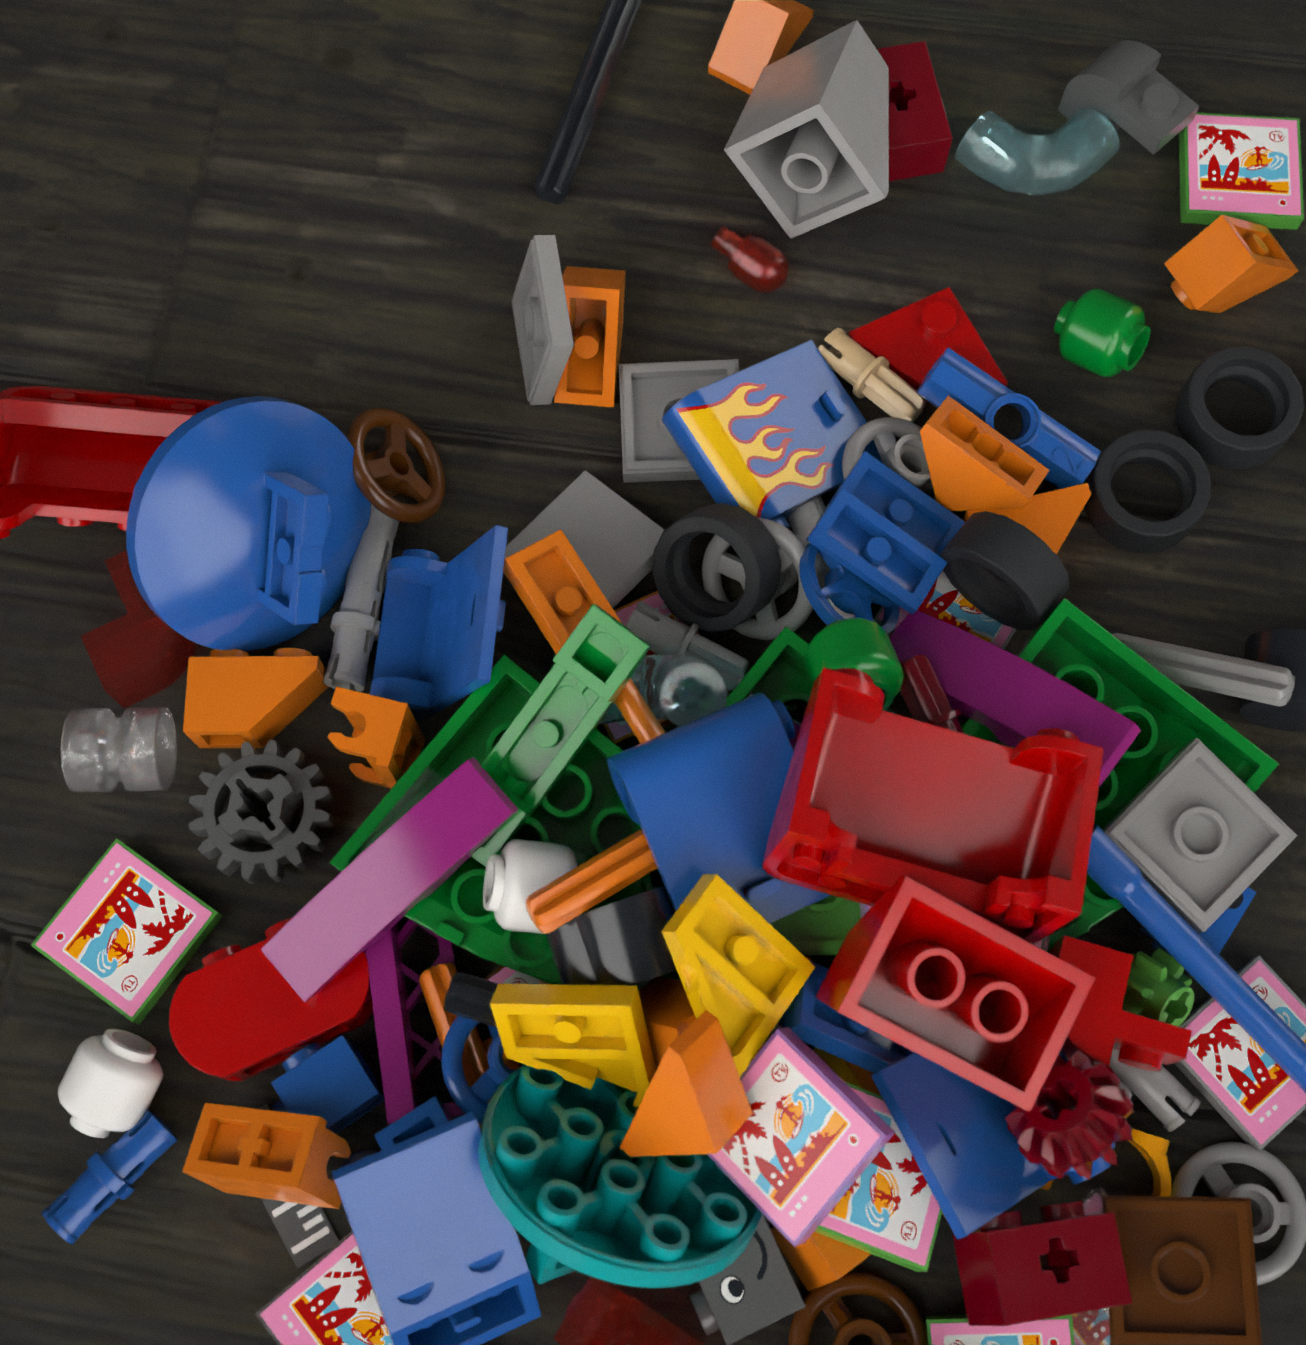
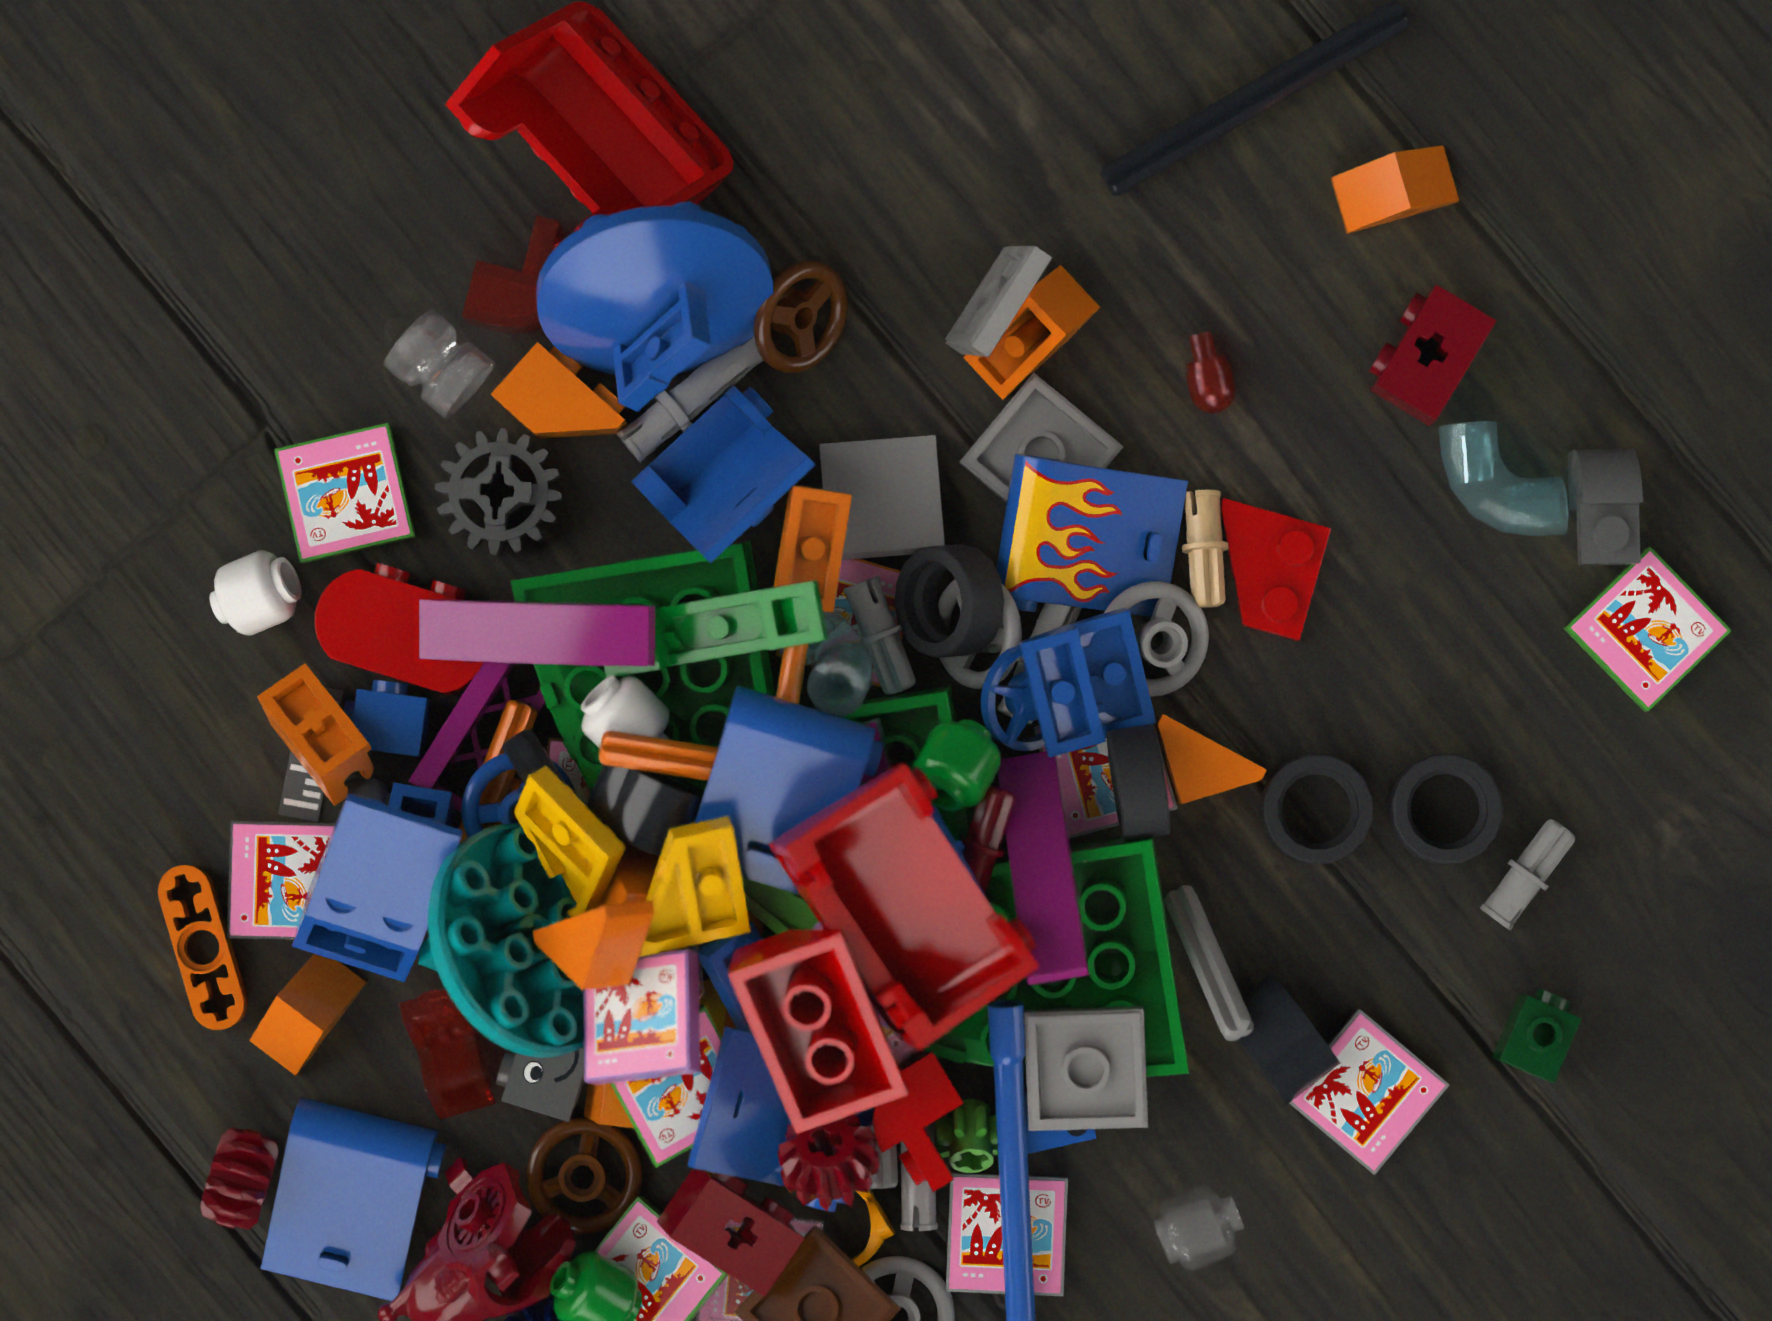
camera: 40 degrees right, 15 degrees up
(109, 1177) = (207, 652): blue pin -> none
(382, 734) = (617, 527): orange hinge -> none
(817, 131) = (1339, 323): light grey slope -> none
(975, 463) = (1200, 688): orange slope -> none
(1041, 437) = (1269, 708): blue piece -> none
(1102, 333) = (1402, 666): green head -> none
(1228, 265) = (1553, 699): orange slope -> none

